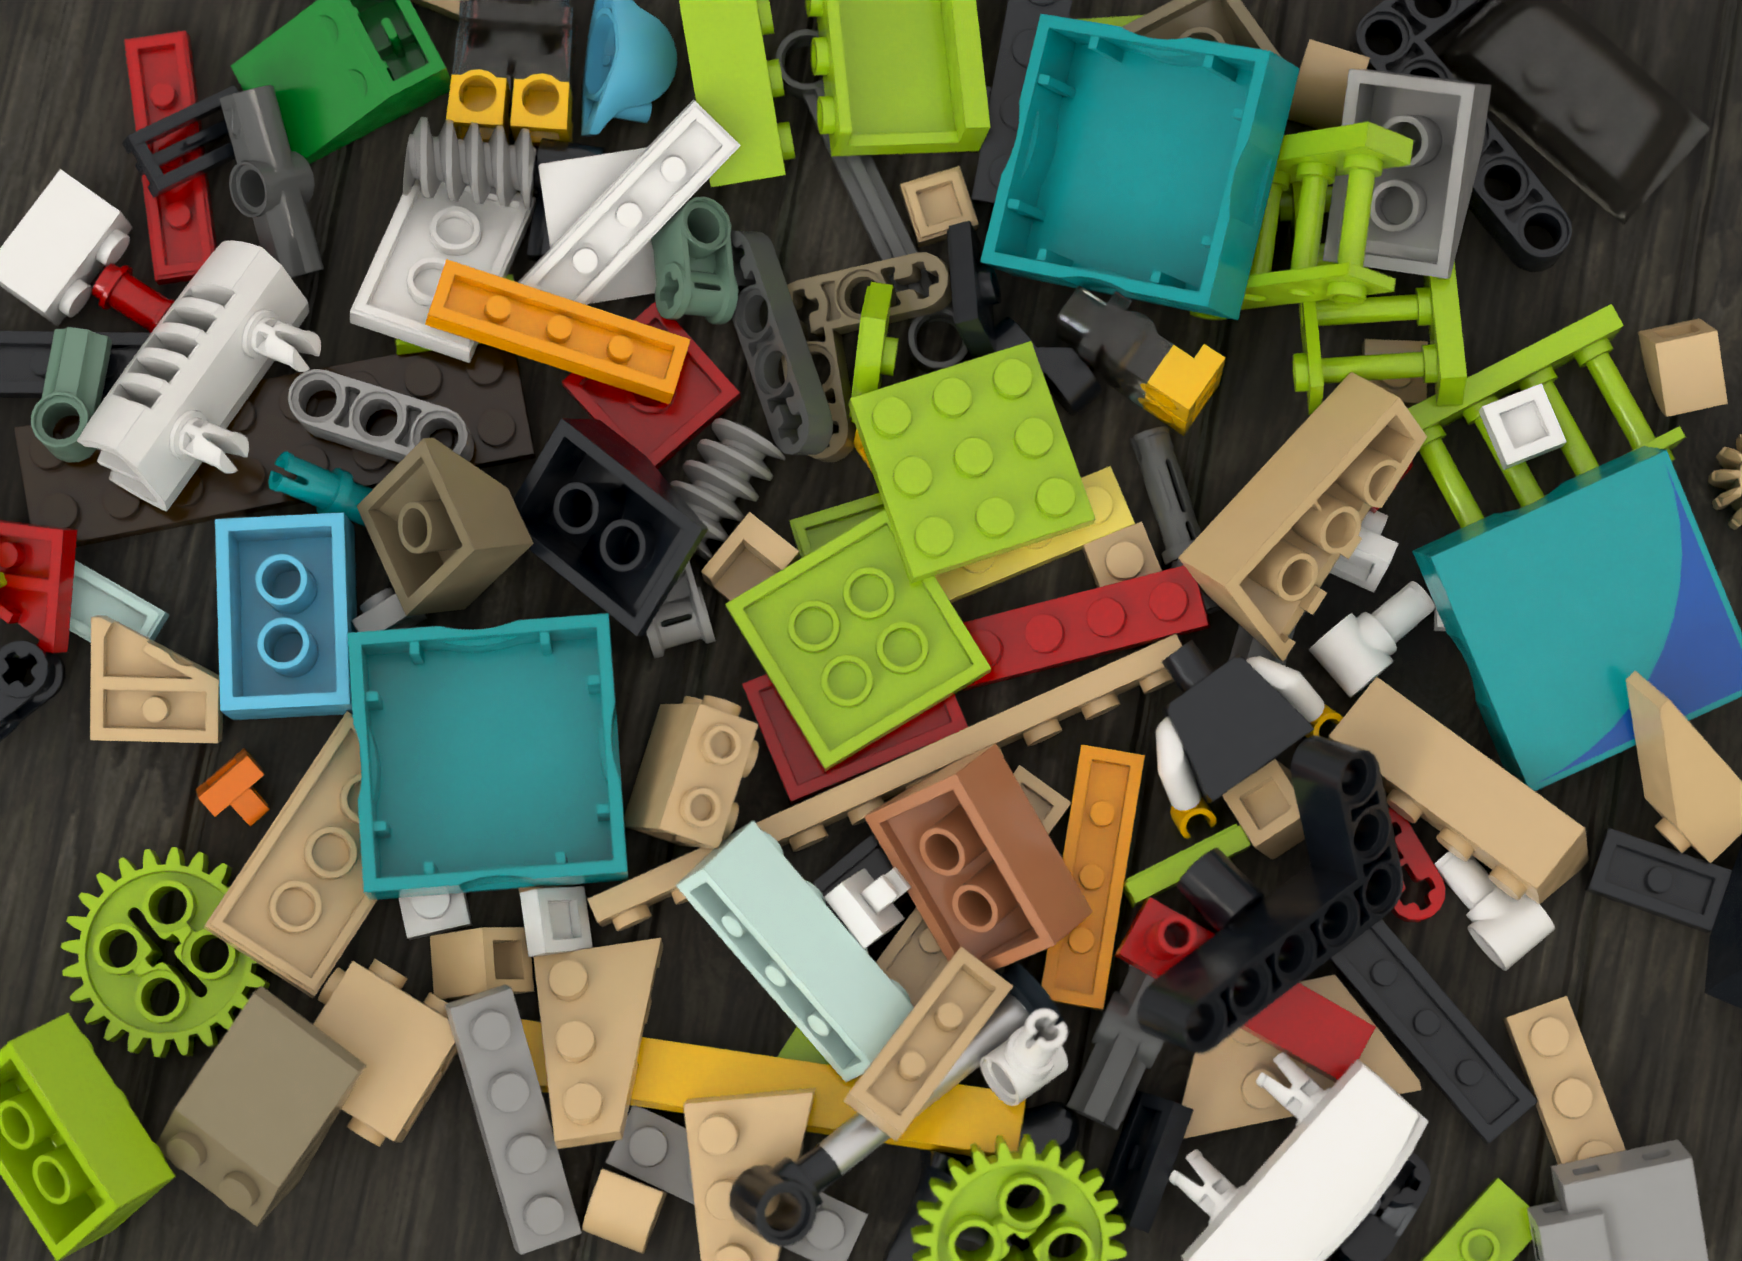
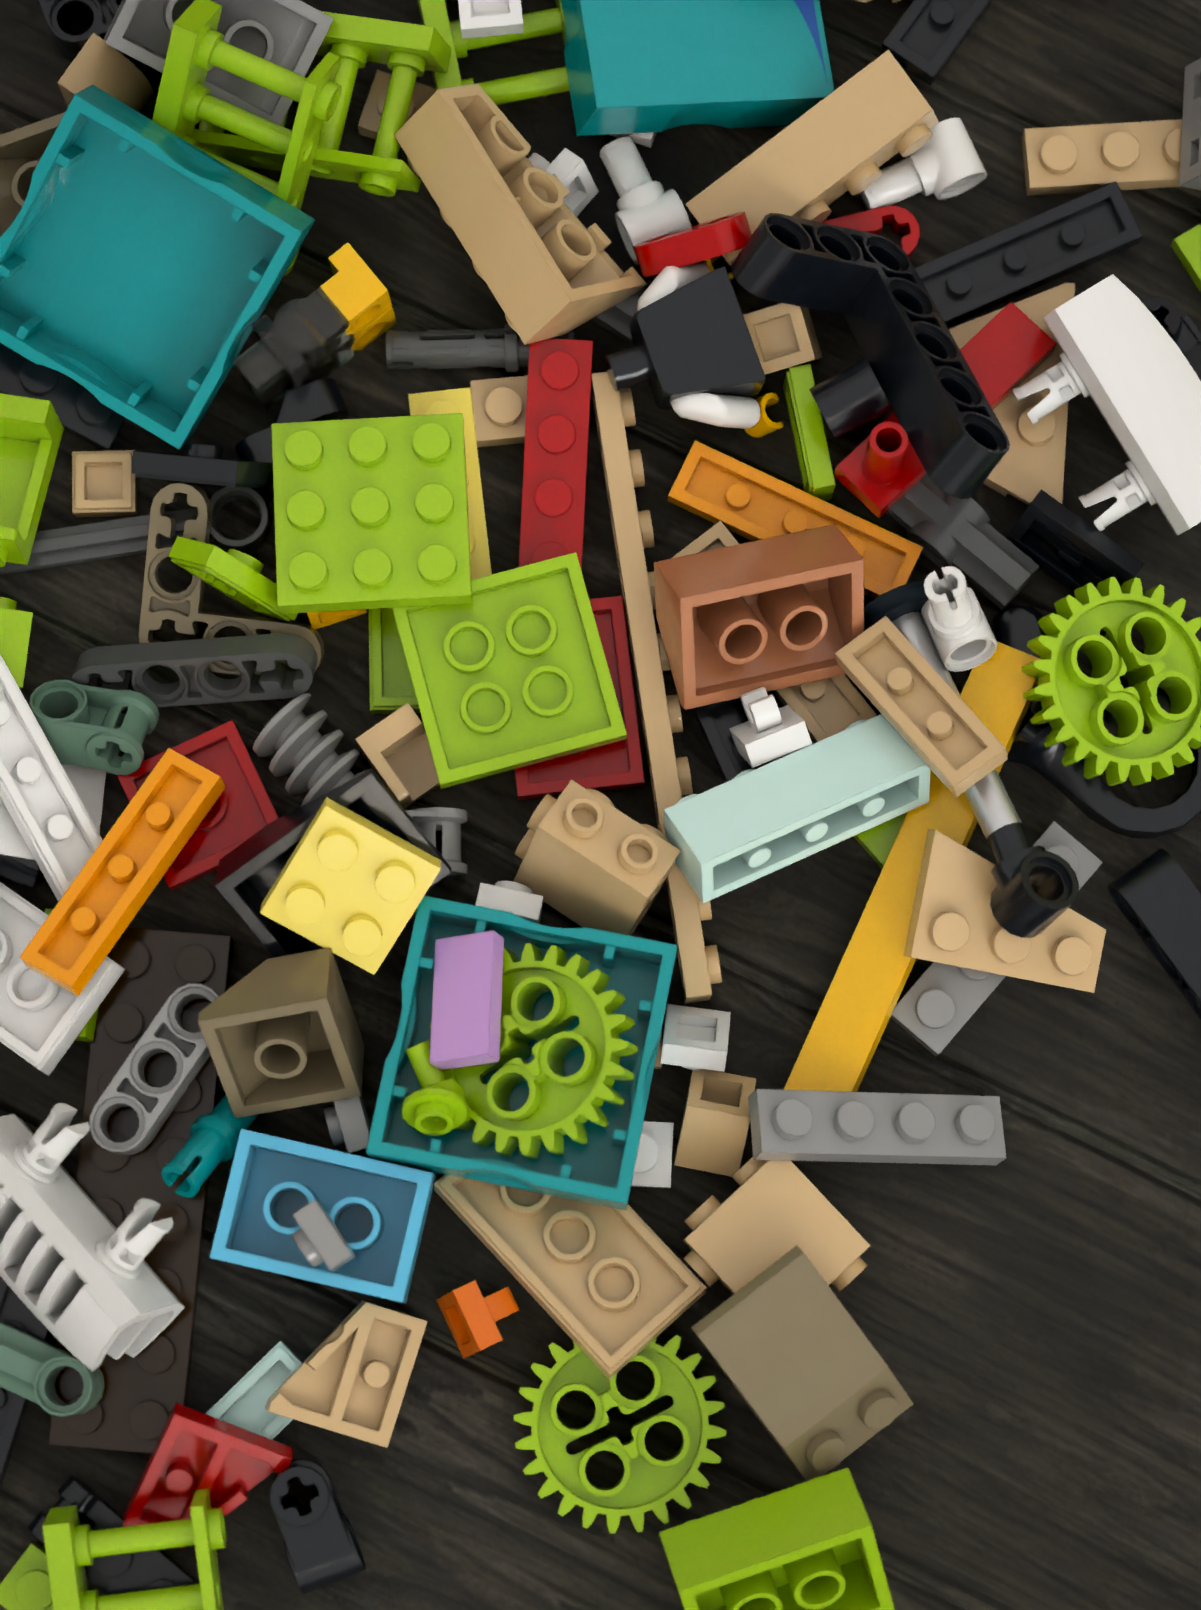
camera: 80 degrees left, 0 degrees up
(256, 615) = (320, 1238): none -> light grey plate
(415, 689) = (439, 1102): none -> lime plate
(518, 686) = (467, 1000): none -> lavender tile
(532, 726) = (555, 1102): none -> lime gear
(592, 1035) = (816, 1031): tan wing -> none
(595, 544) = (350, 886): none -> light yellow plate
(623, 1210) = (989, 1048): tan brick -> none
(634, 706) = (512, 898): none -> white plate
(1333, 694) = (693, 244): none -> red beam

